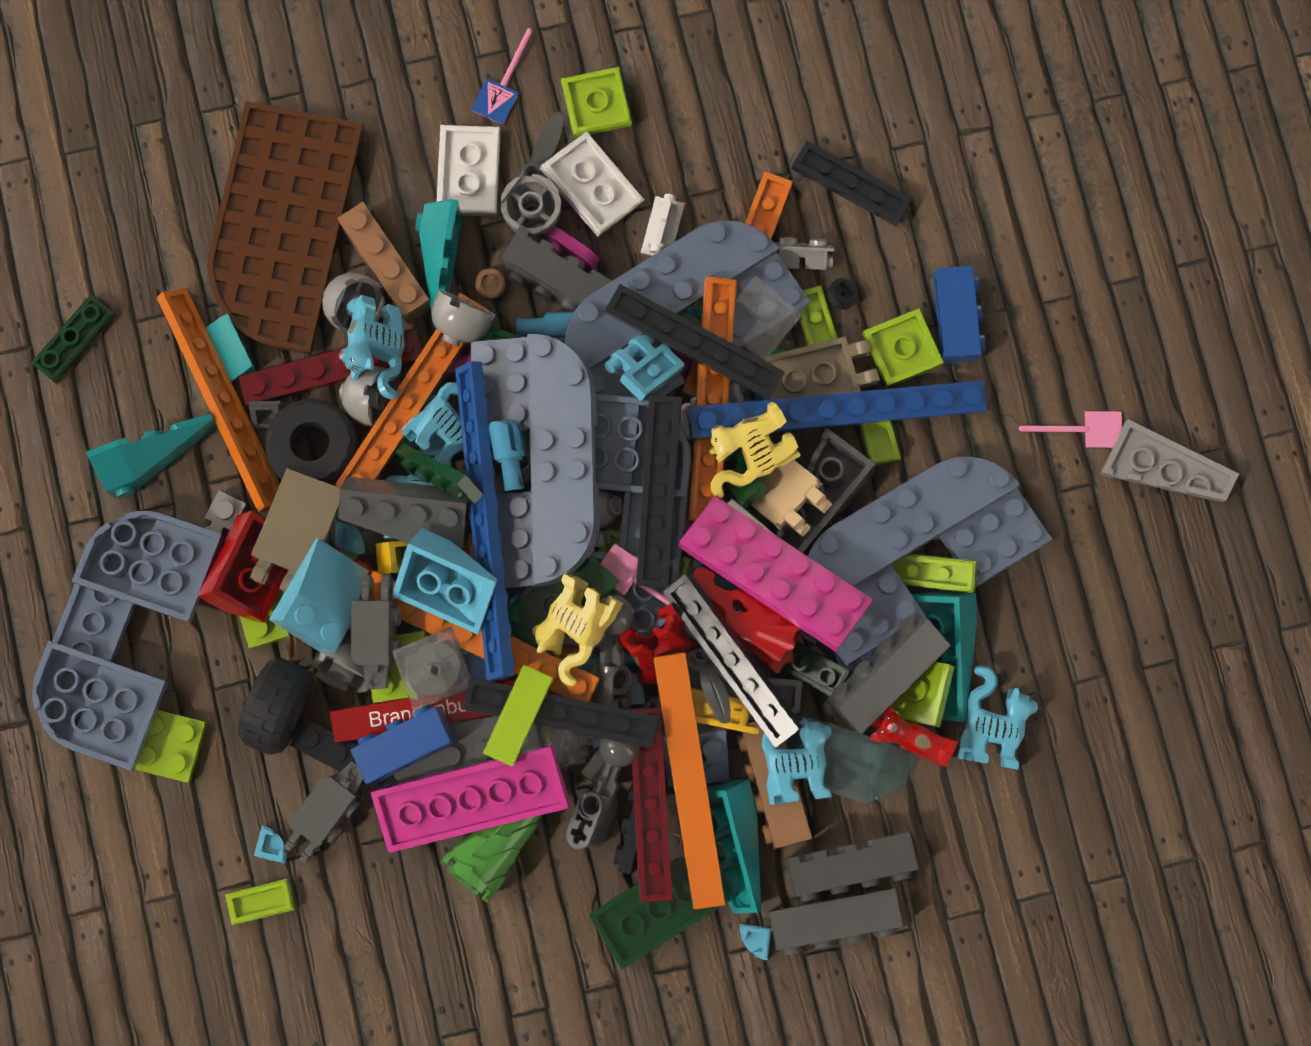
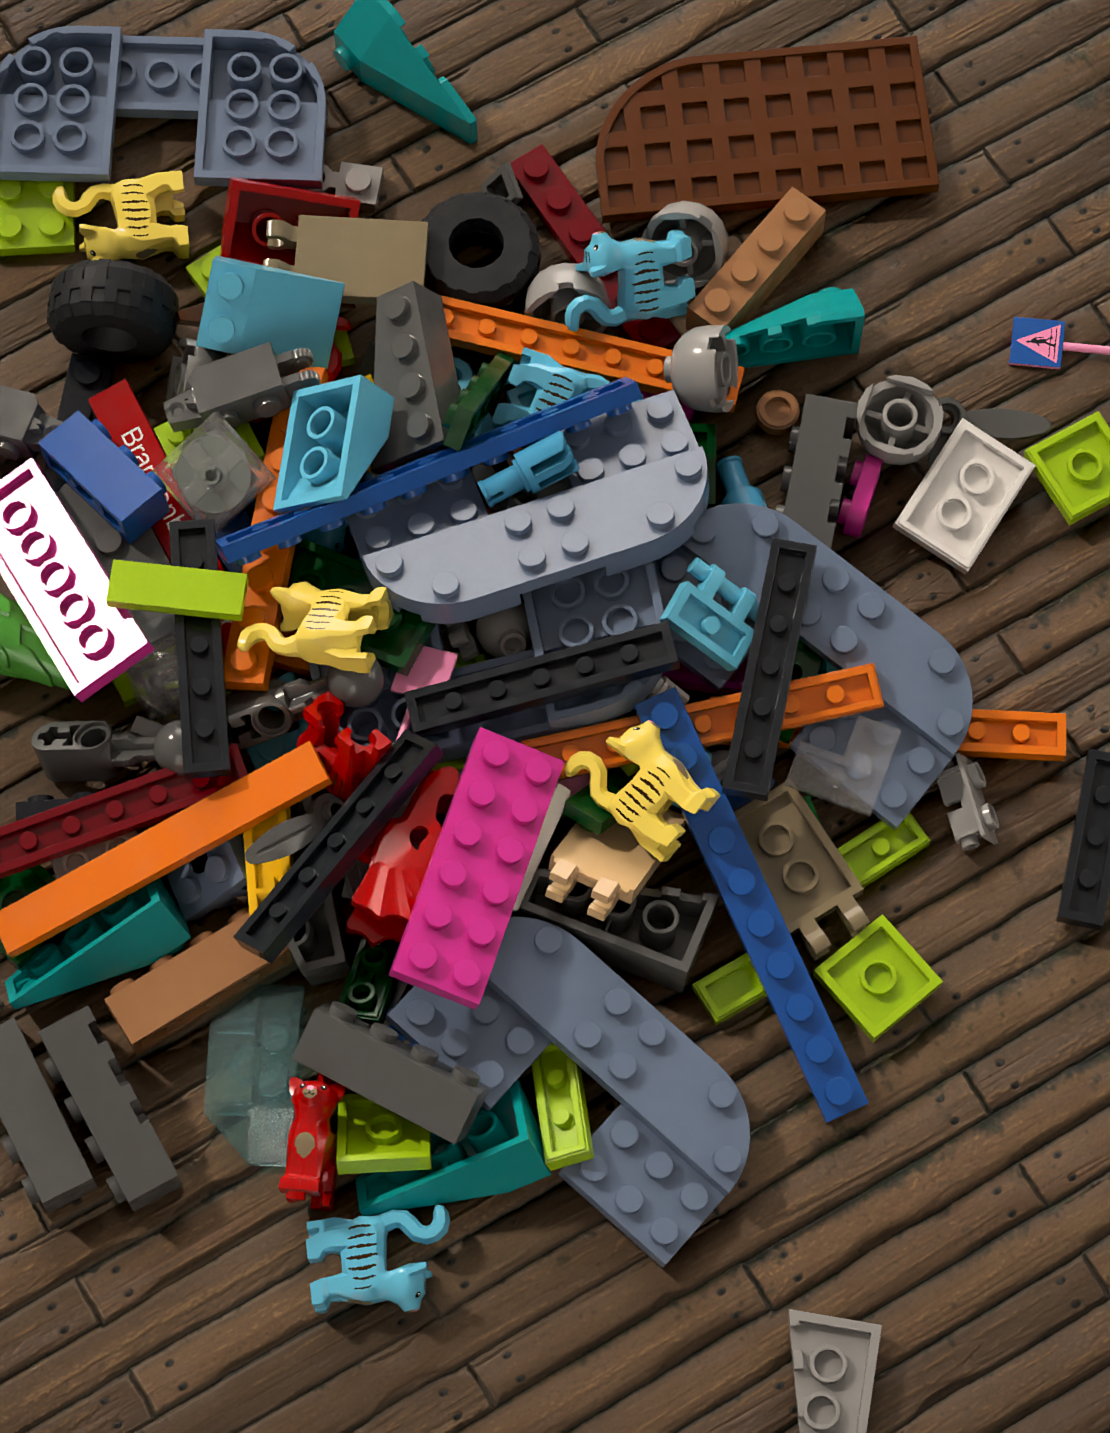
camera: 75 degrees right, 10 degrees down
(195, 670) = (135, 208): none -> light yellow animal
(220, 397) = (515, 121): orange plate -> none
(230, 348) = (575, 124): teal slope -> none
(348, 538) = (362, 341): medium azure tile -> none
(469, 168) = (929, 336): white tile -> none
(662, 224) = (944, 606): white hinge -> none
(794, 764) = (229, 995): medium azure animal -> none
(842, 293) = (928, 873): black tile -> none
(958, 314) = (953, 1039): blue brick -> none
(1100, 428) = (859, 1294): bright pink piece -> none

